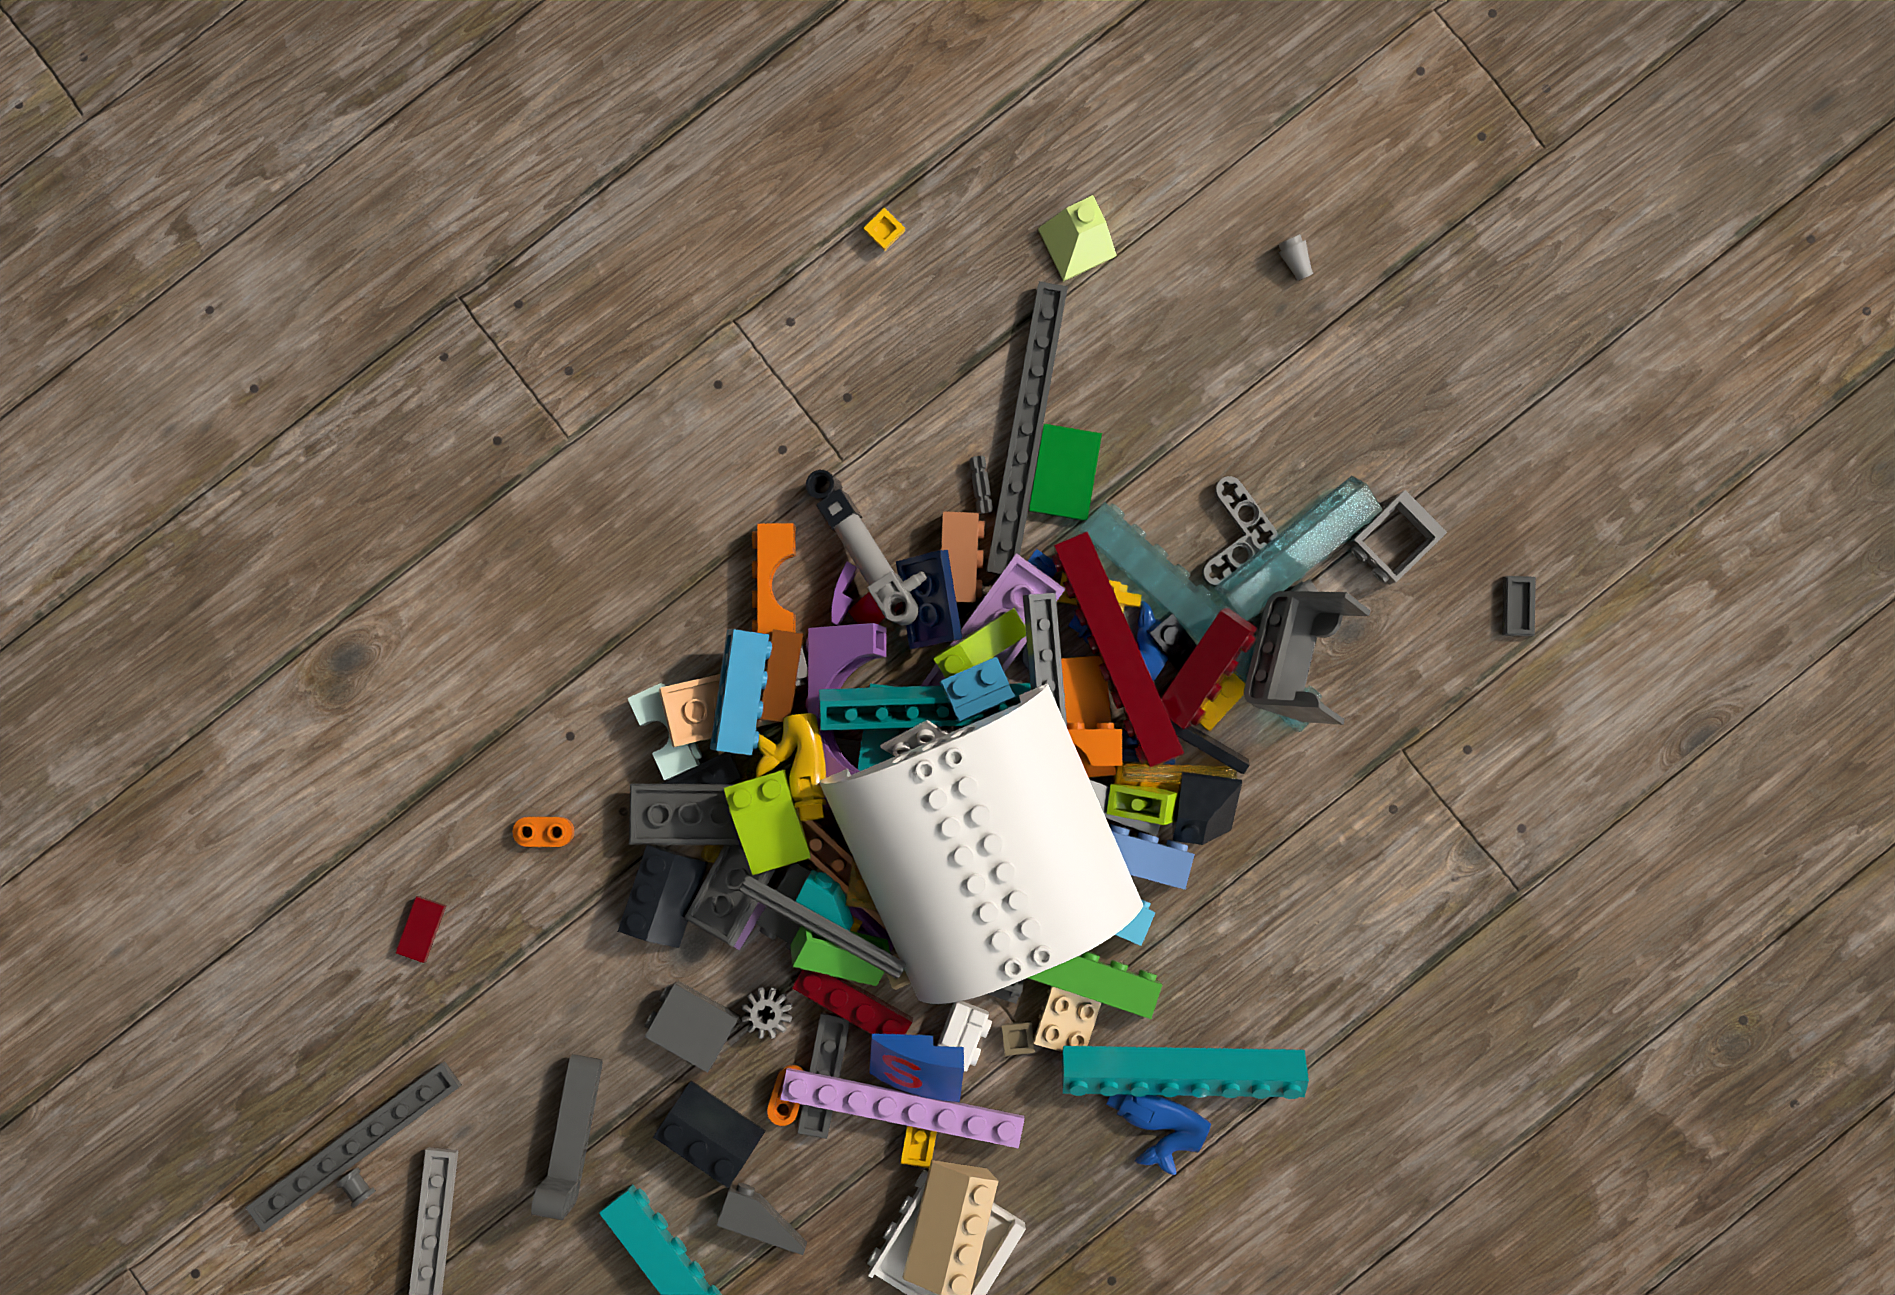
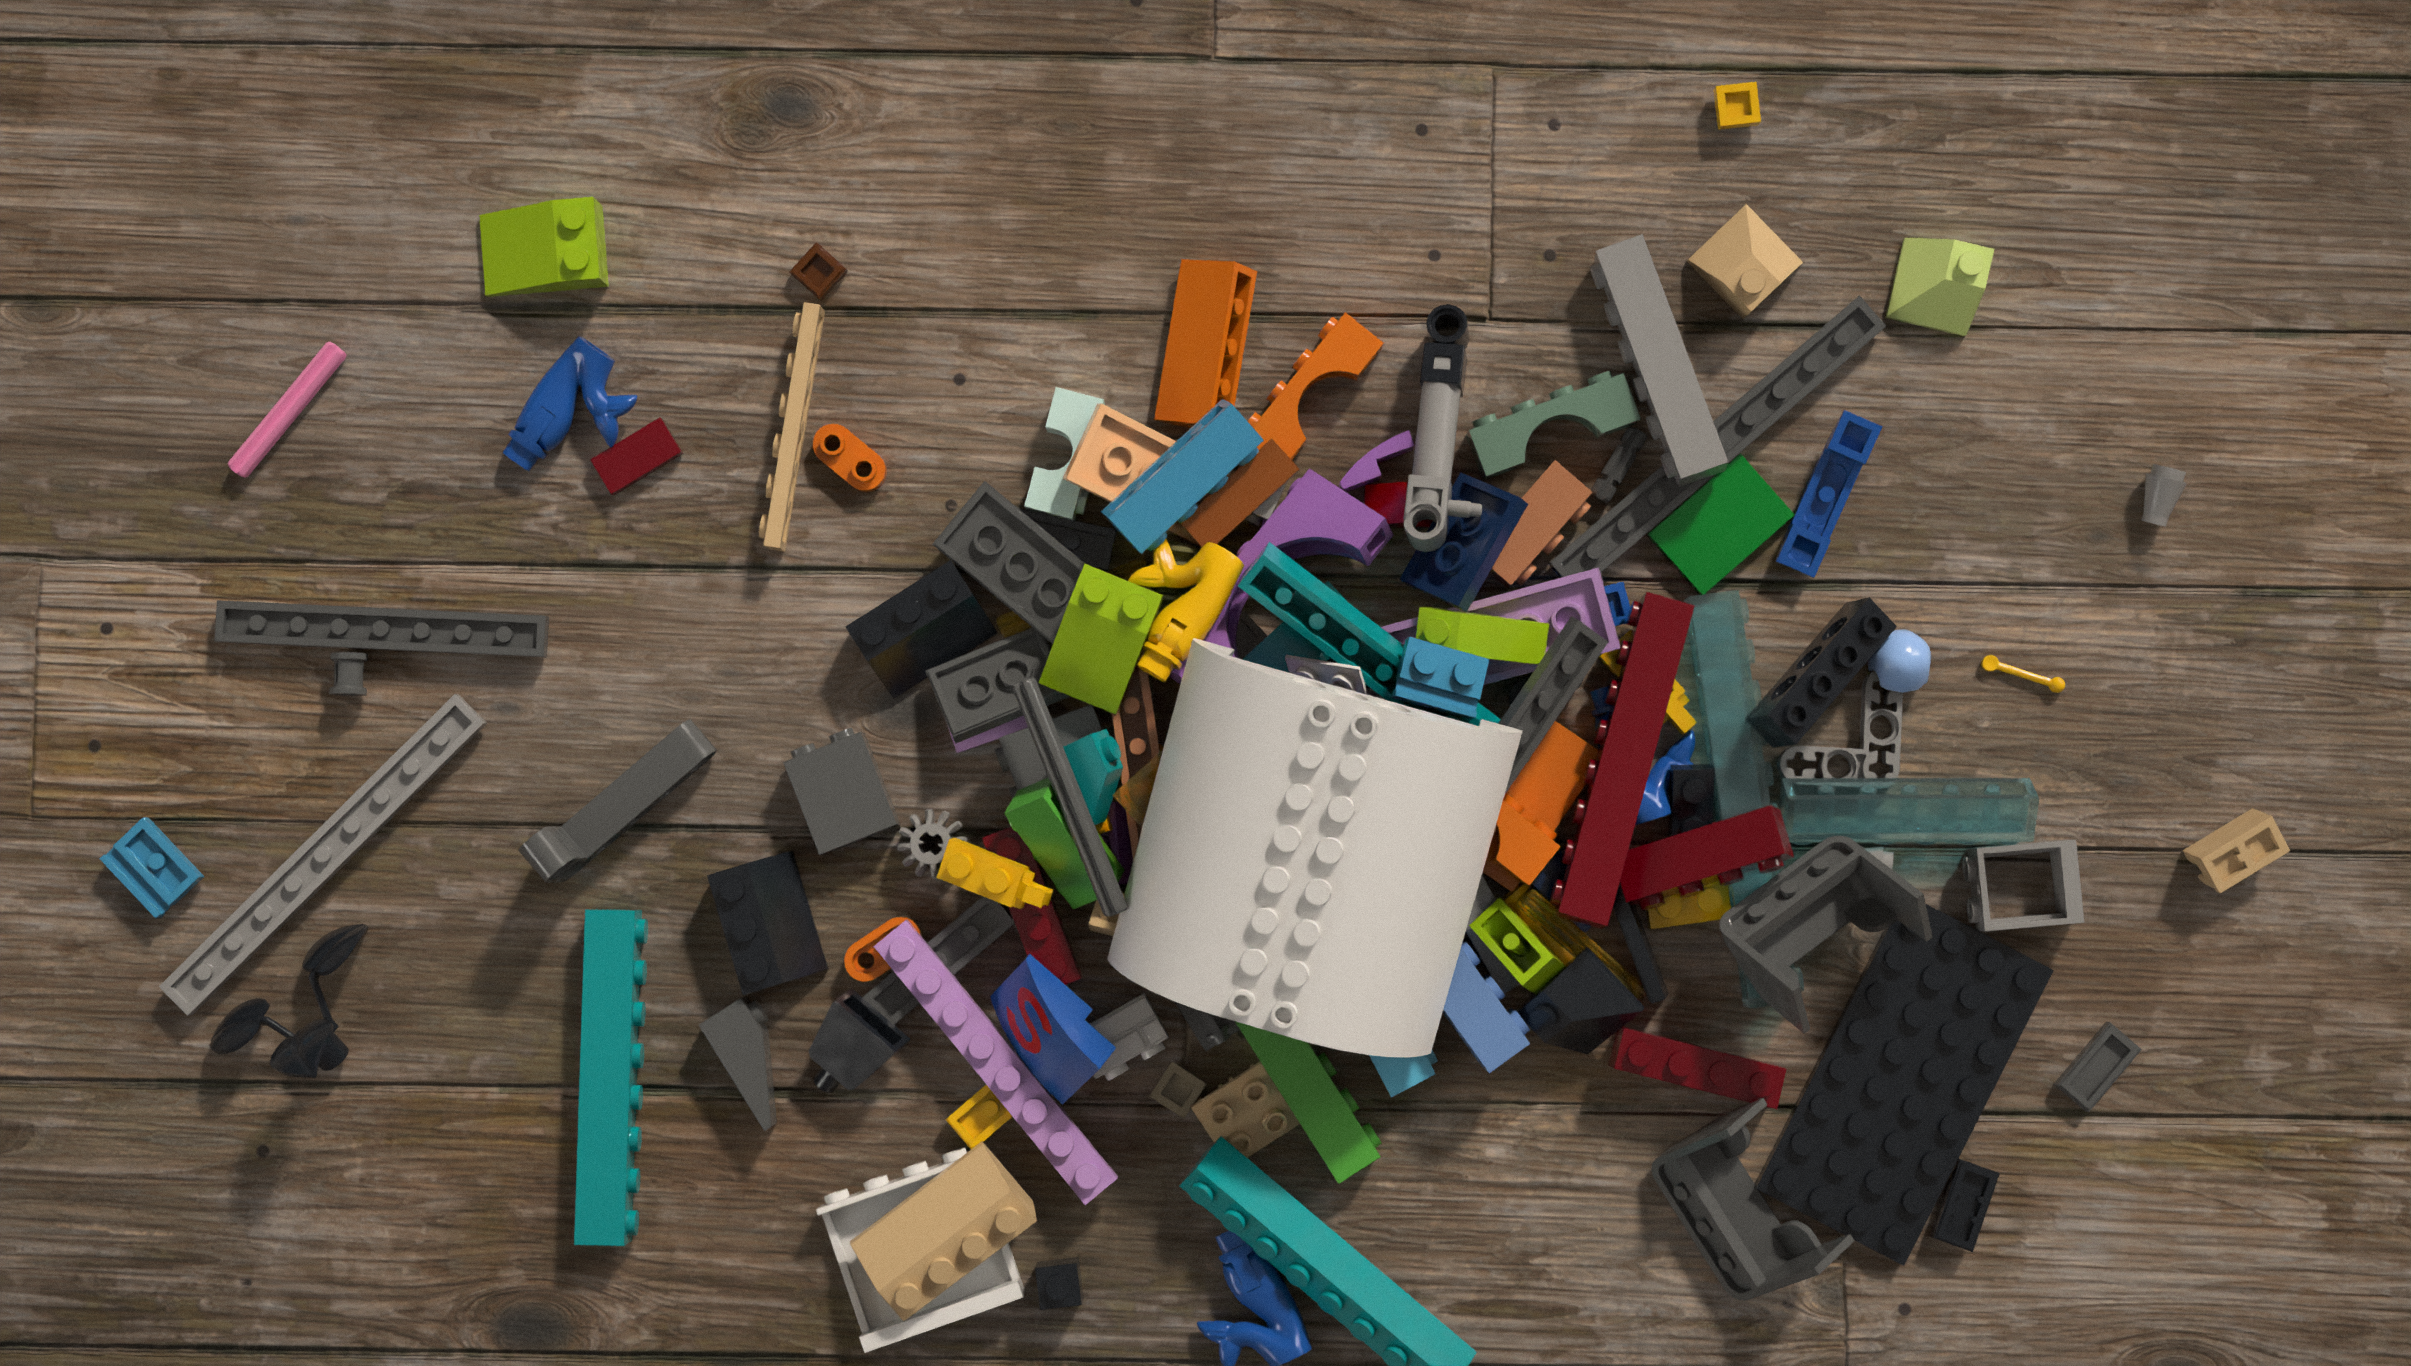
camera: 40 degrees right, 0 degrees up
(198, 1065) = (287, 409): none -> bright pink axle
(272, 853) = (544, 247): none -> lime slope
(348, 940) = (553, 401): none -> blue piece
(440, 740) = (818, 271): none -> reddish brown tile
(502, 851) = (795, 409): none -> tan plate
(691, 602) = (1205, 339): none -> orange brick
(813, 1163) = (853, 1043): none -> black torso
(814, 1006) = (991, 875): none -> yellow hinge
(944, 460) = (1600, 407): none -> sand green arch
(956, 408) = (1660, 361): none -> light grey brick
(959, 313) = (1744, 261): none -> tan slope
(1039, 1203) = (1059, 1283): none -> black brick
(1110, 406) = (1827, 493): none -> blue slope
(1188, 511) = (1821, 673): none -> black brick
(1226, 468) = (1902, 662): none -> light blue hair
(1278, 428) = (1991, 663): none -> yellow hinge
(1298, 788) = (1696, 1067): none -> dark red brick
(1384, 856) = (1731, 1217): none -> dark grey windscreen
(1419, 703) = (1903, 1082): none -> black plate
(1498, 422) = (2237, 850): none -> tan hinge
(1508, 743) = (1965, 1205): none -> black plate

